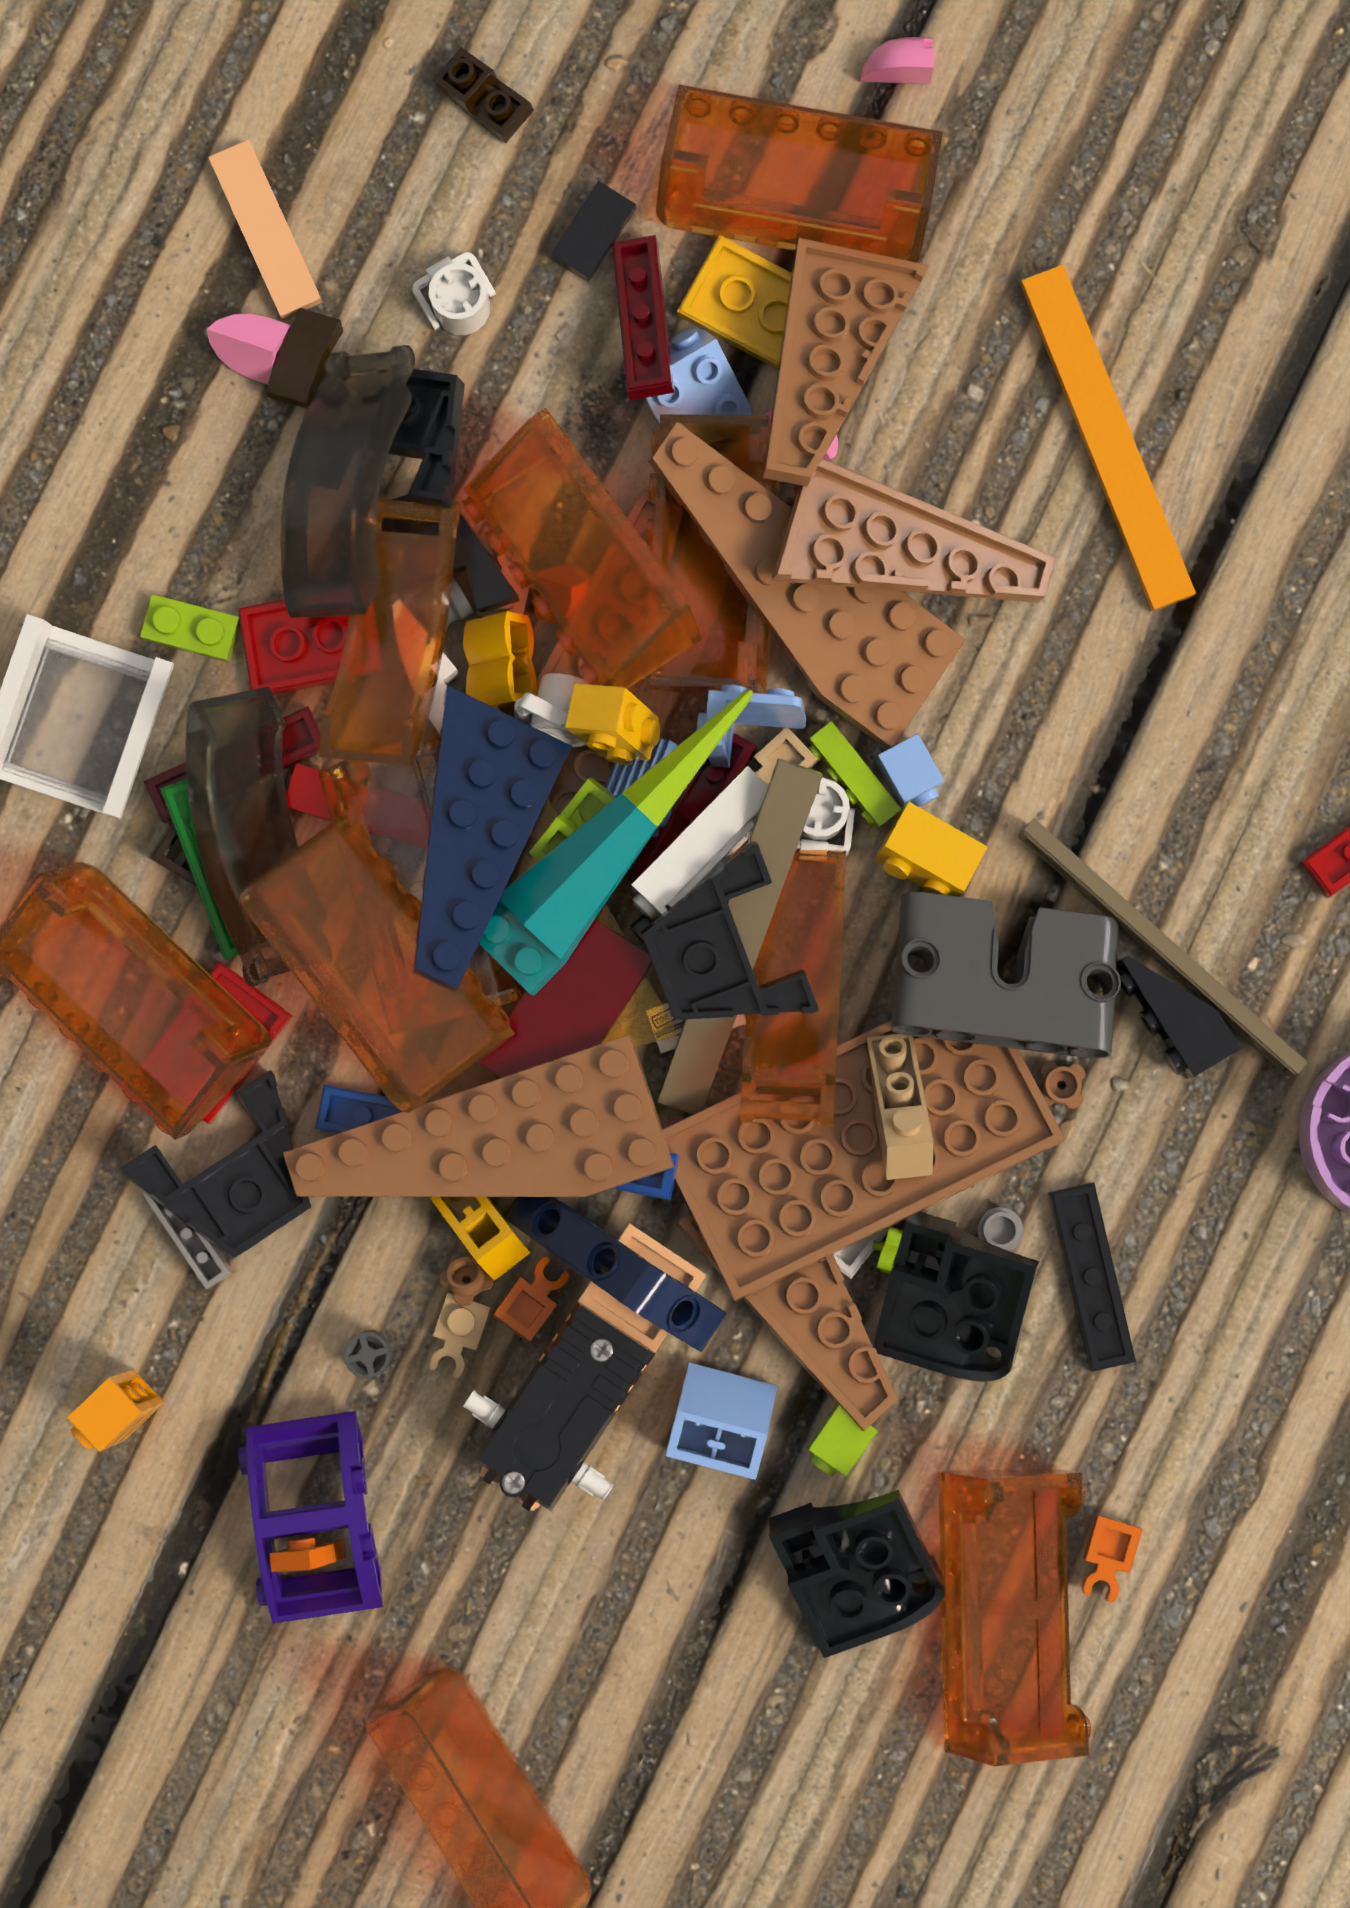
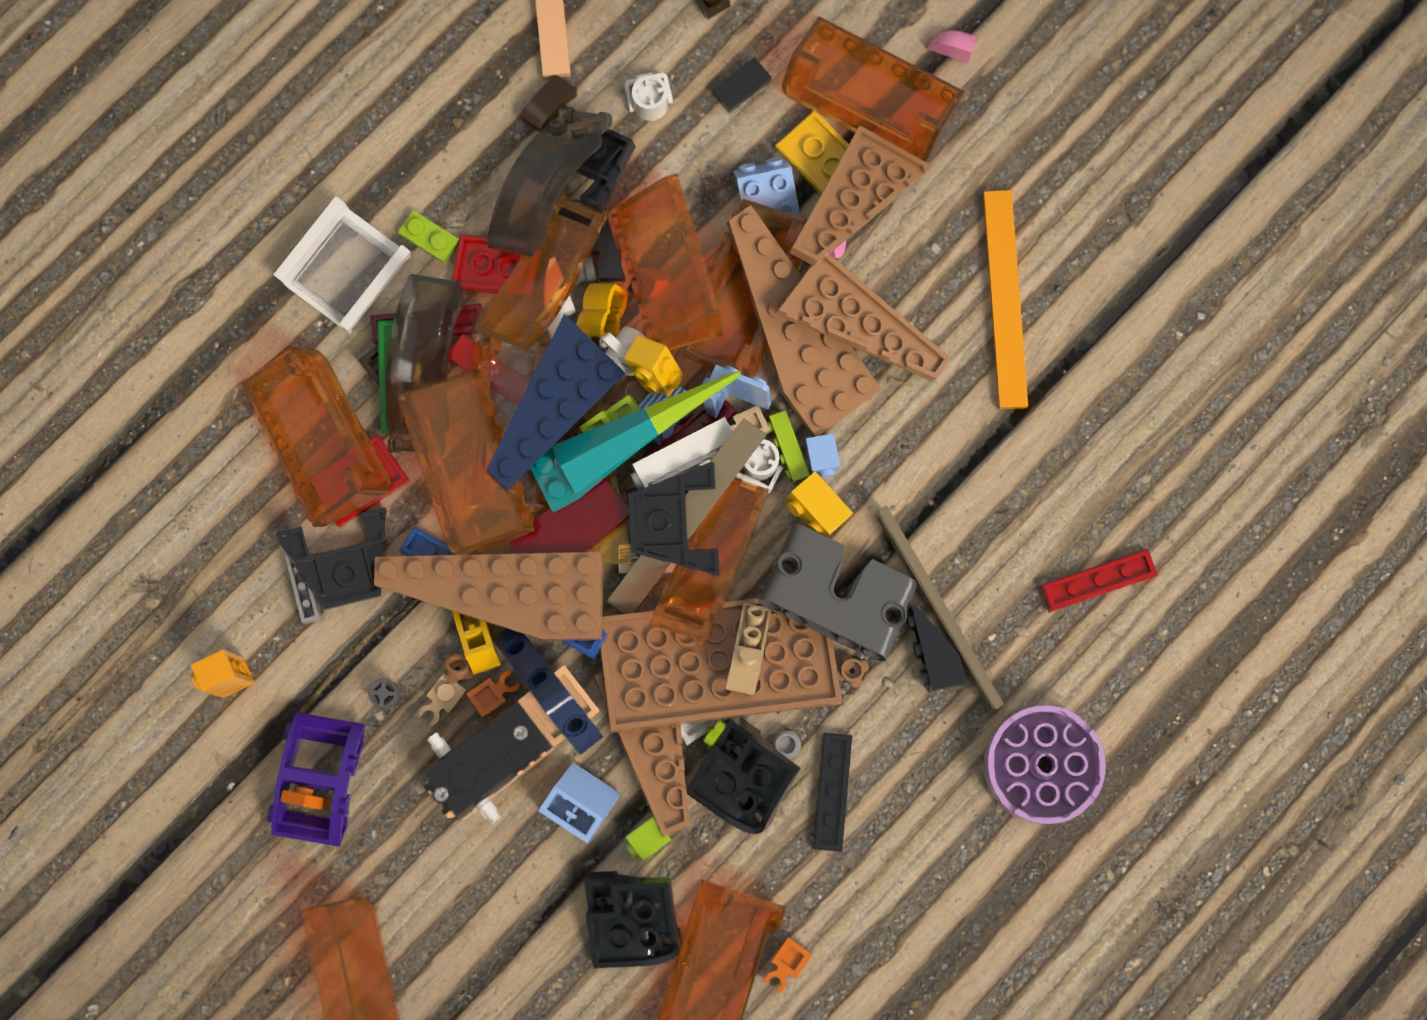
camera: 20 degrees right, 5 degrees down
(248, 343) = (518, 85): bright pink brick -> none
(642, 318) = (752, 142): dark red tile -> none

